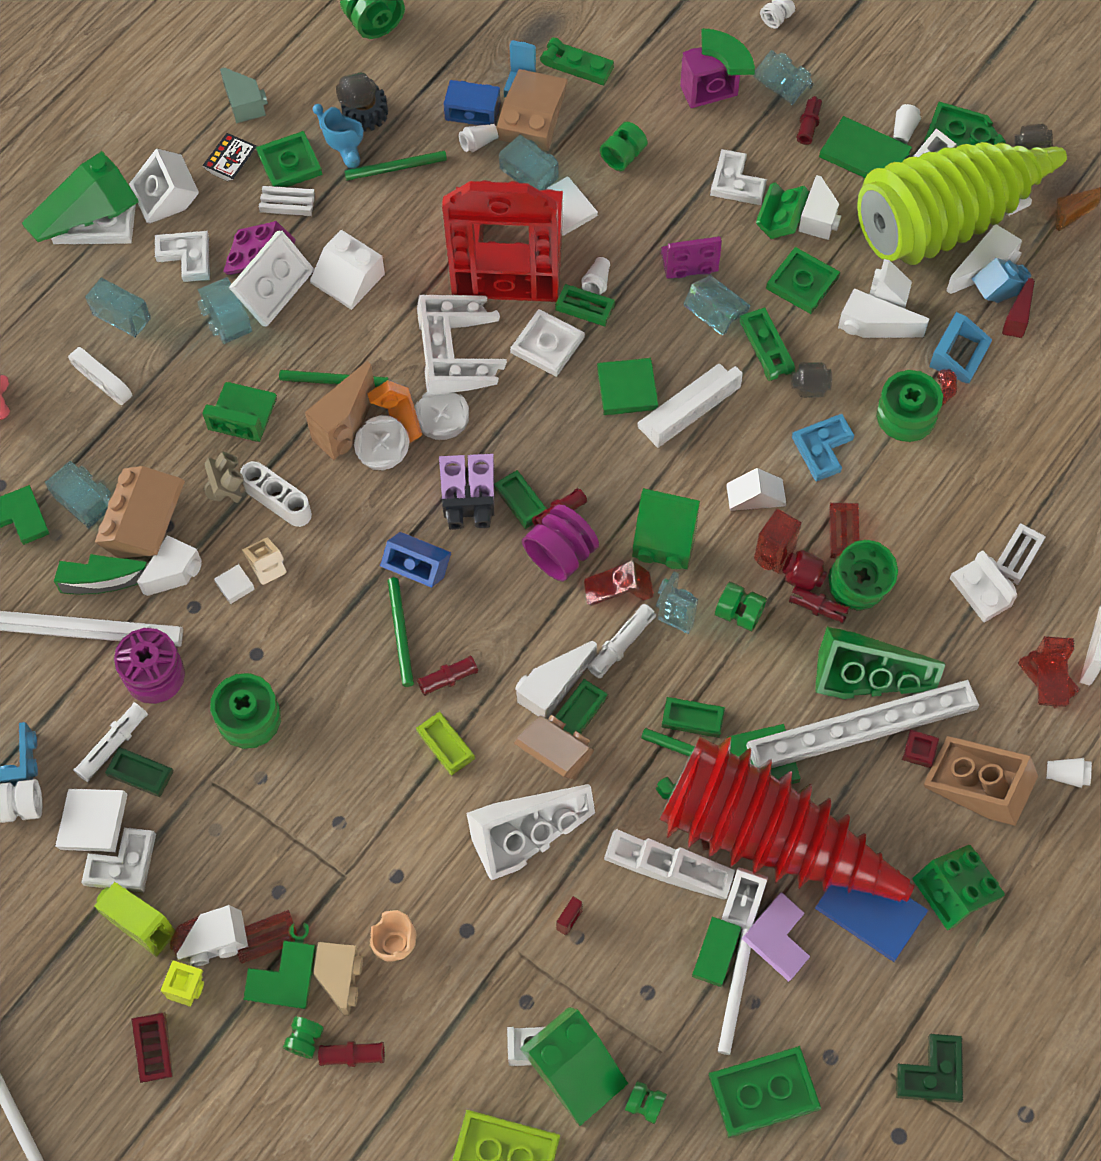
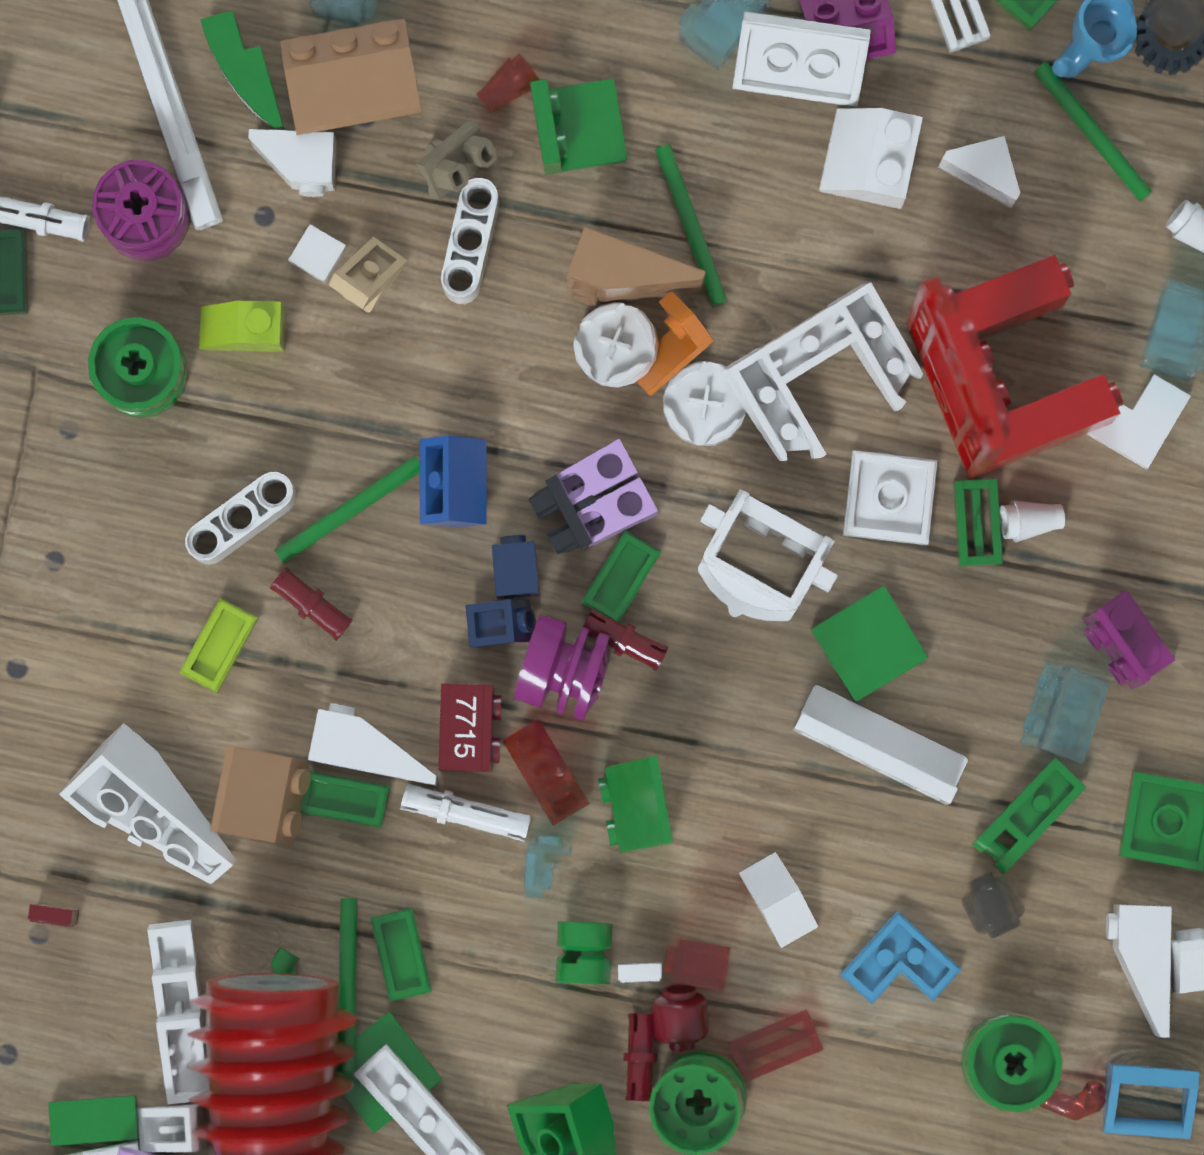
camera: 65 degrees right, 20 degrees up
(194, 434) = (508, 83): none -> clear red cone
(254, 640) = (243, 326): none -> lime slope
(372, 705) = (219, 520): none -> white beam
(388, 218) = (986, 168): none -> white slope
(486, 550) = (515, 568): none -> dark blue brick
(514, 573) = (500, 622): none -> dark blue bracket
(565, 426) = (744, 593): none -> white animal
(570, 616) = (467, 728): none -> dark red brick
(767, 580) = (639, 972): none -> white tile

